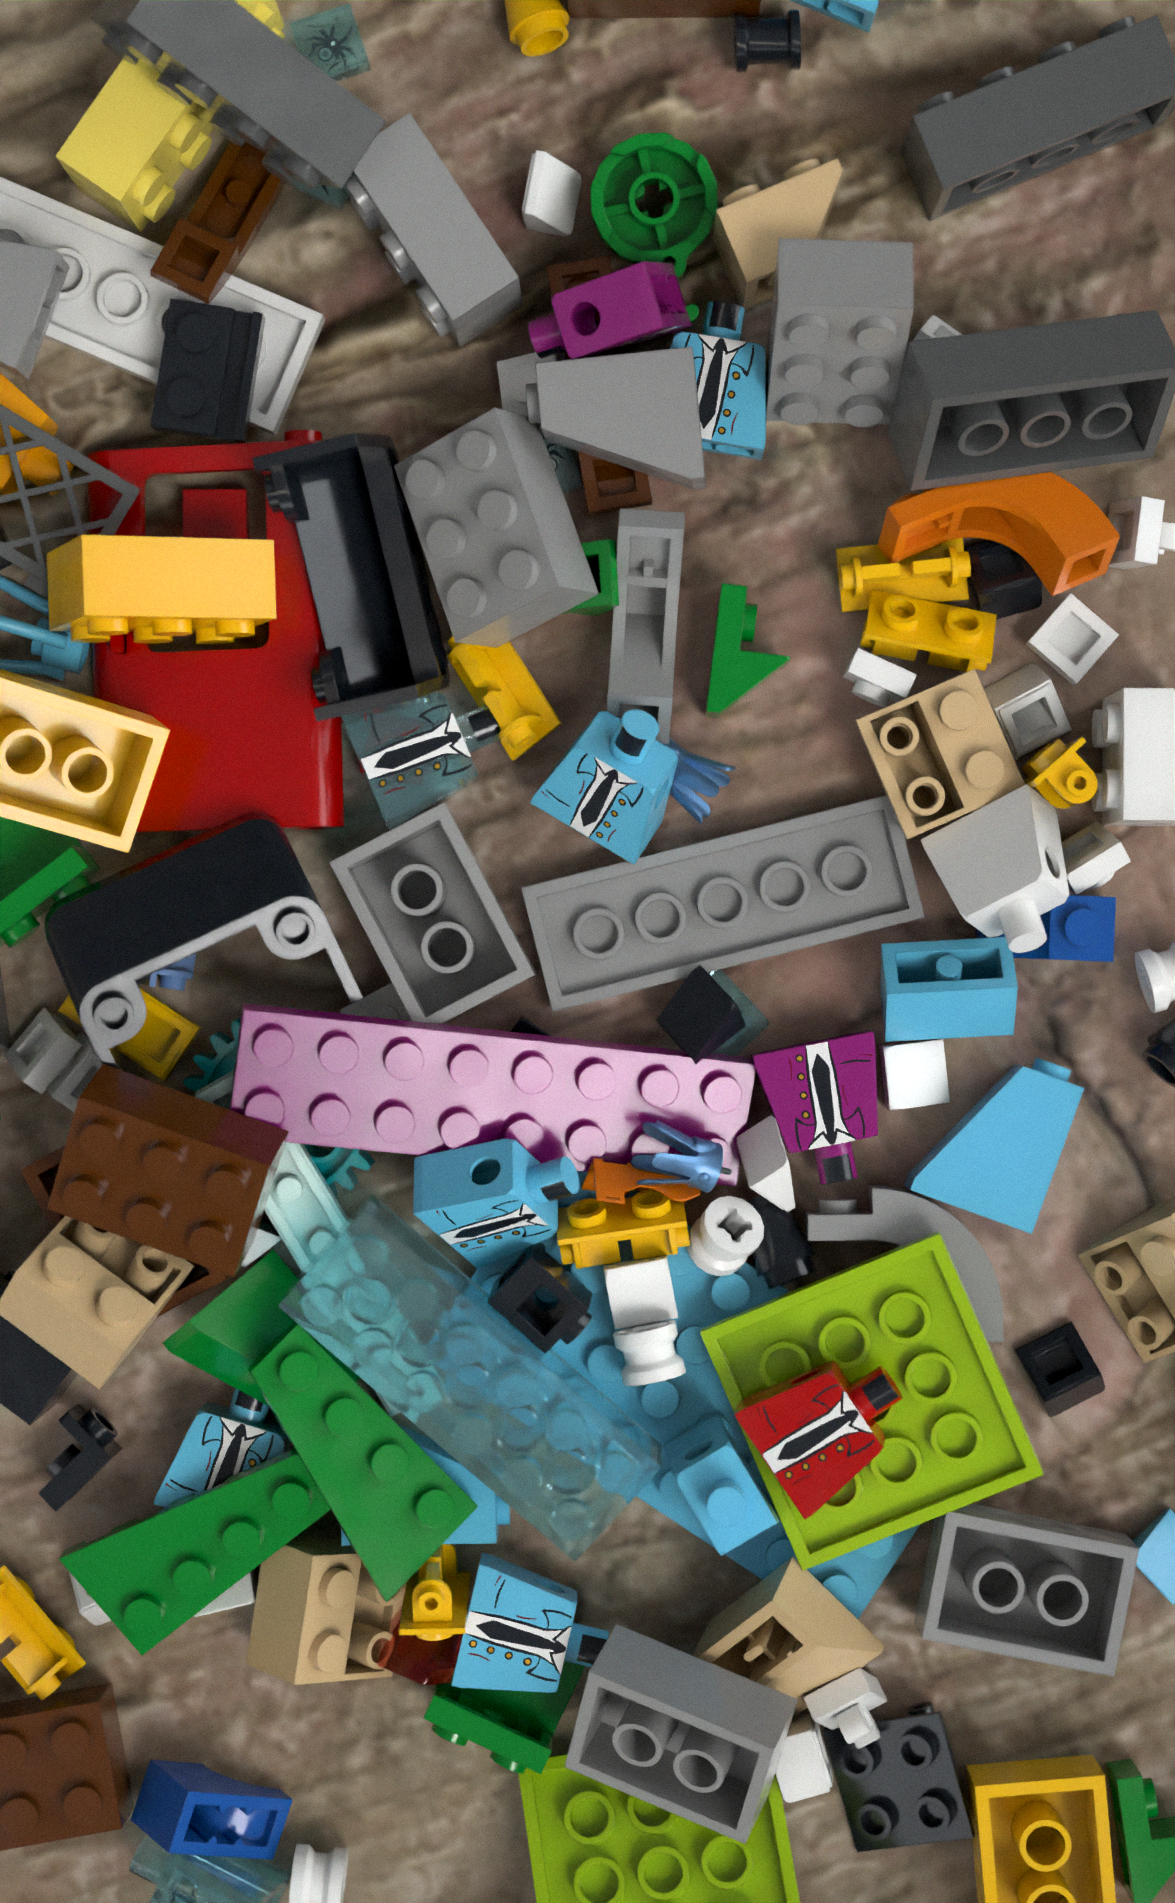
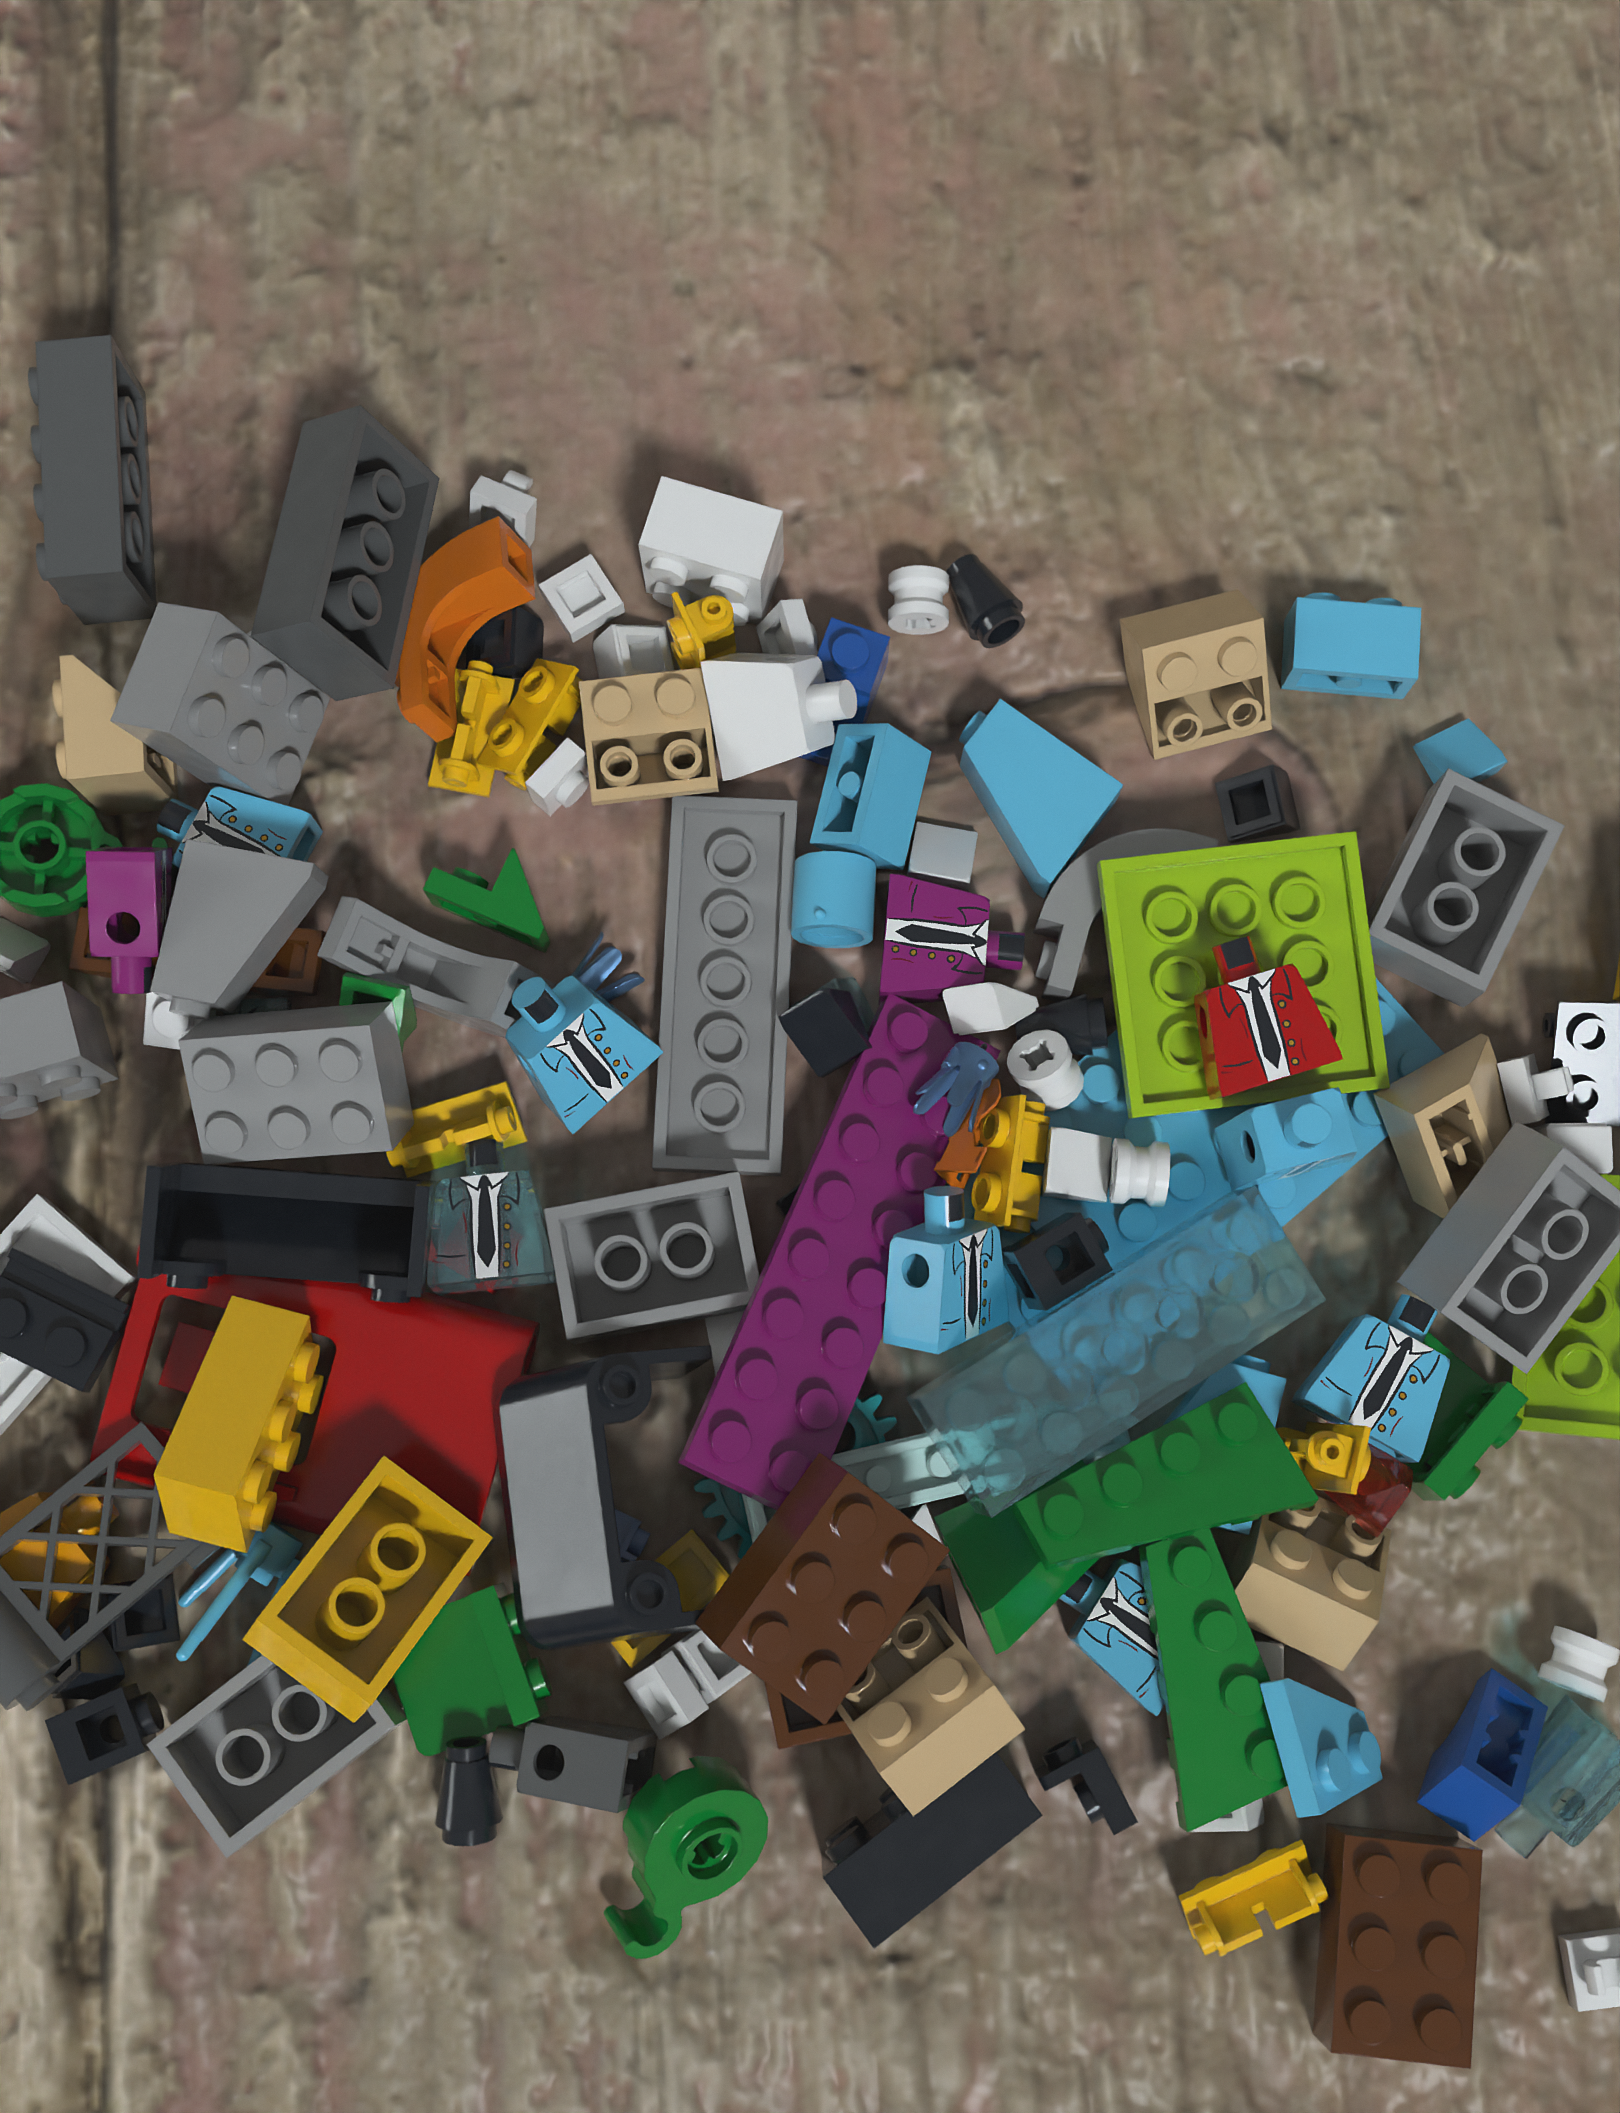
camera: 80 degrees left, 10 degrees down
(170, 1661) = (1321, 1746): none -> medium azure wing
(834, 983) = (833, 899): none -> medium azure piece

